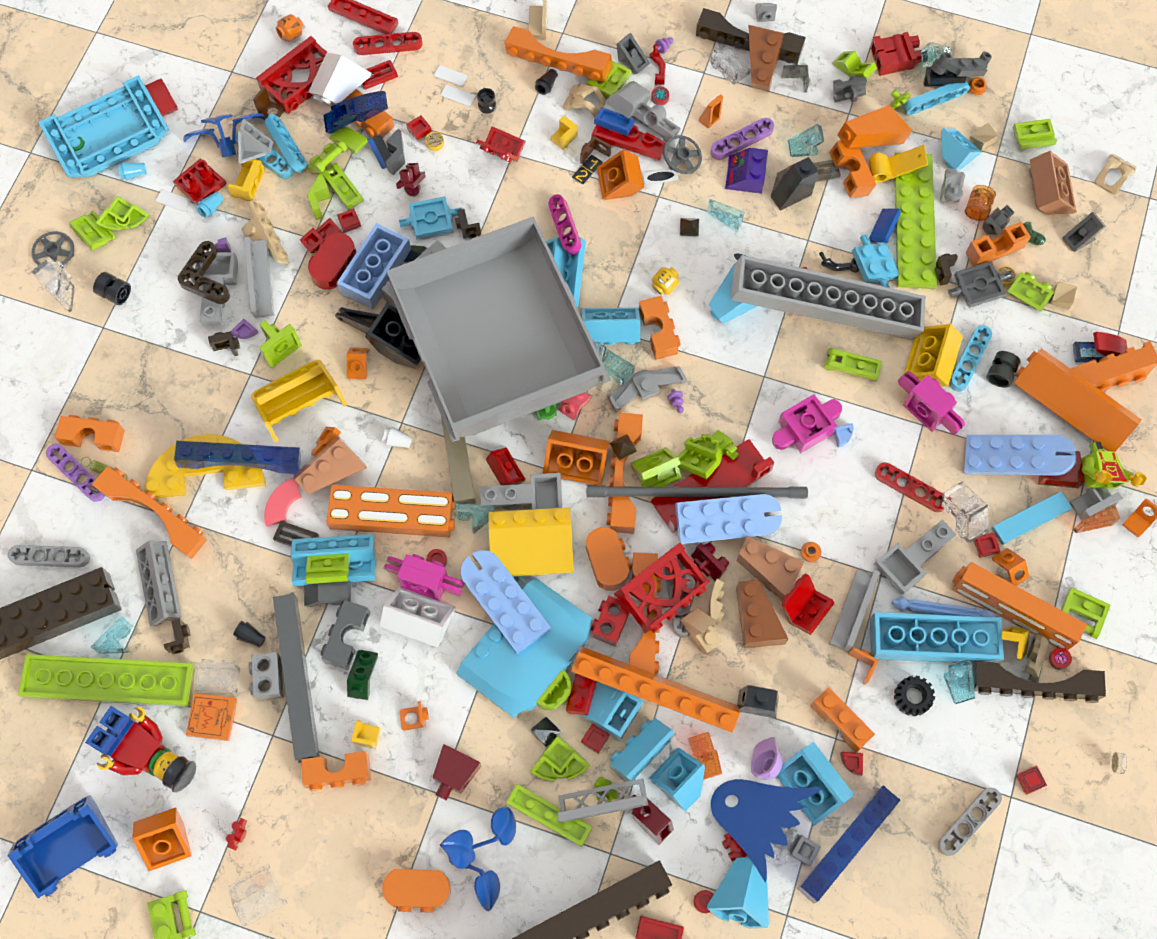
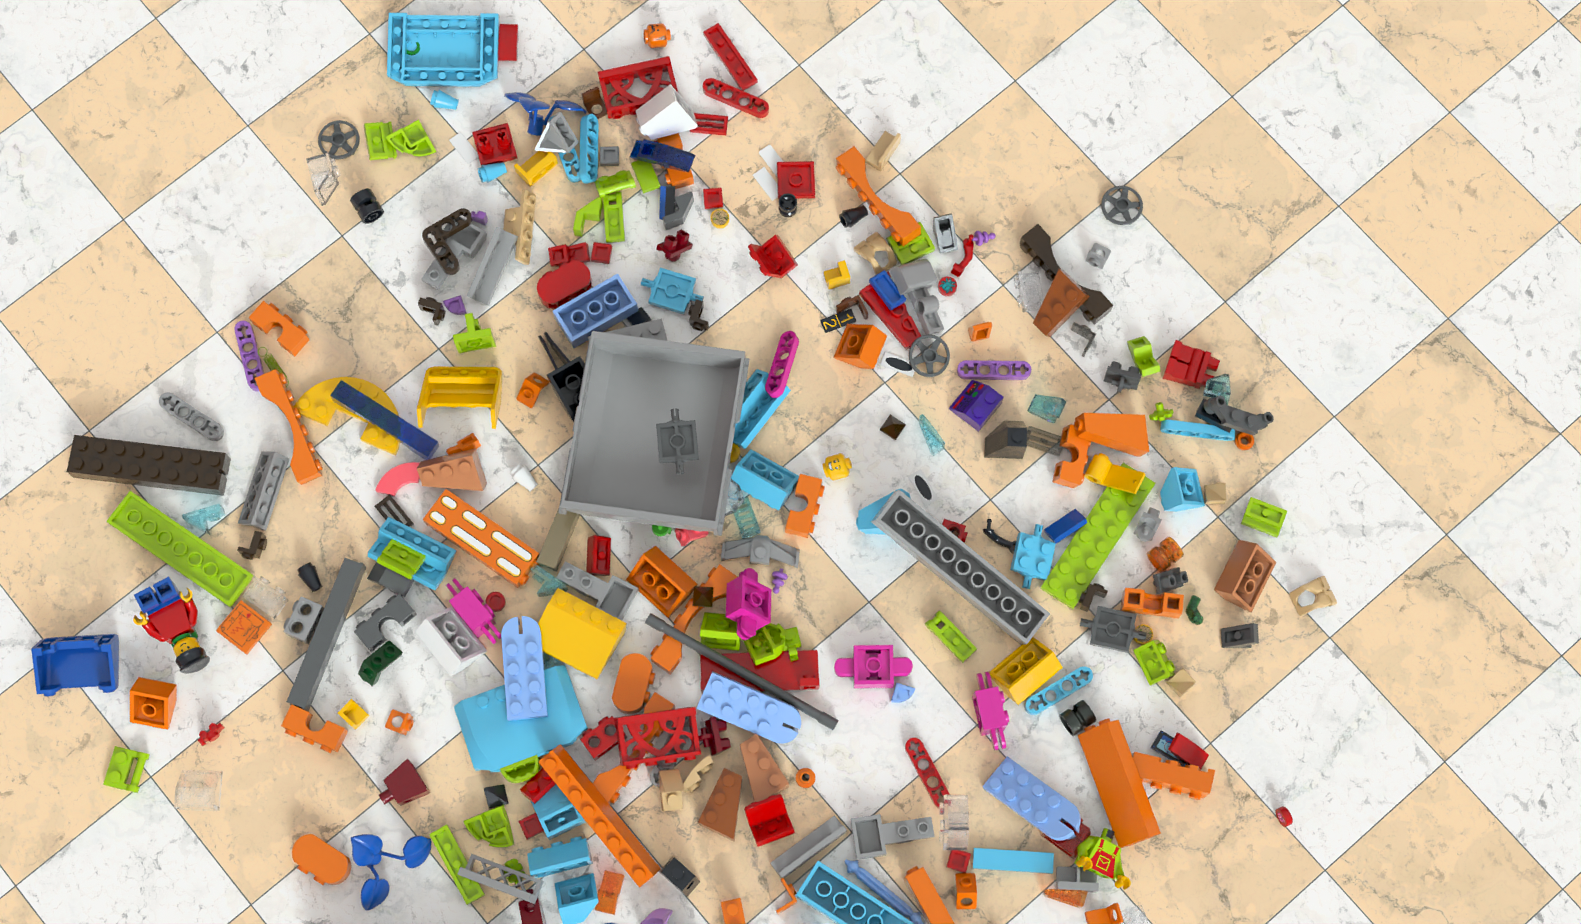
camera: 30 degrees right, 5 degrees up
(307, 141) = (609, 156): none -> flat silver tile
(479, 76) = (796, 179): none -> red tile
(524, 317) = (677, 441): none -> dark grey plate
(667, 430) = (748, 603): none -> dark pink brick

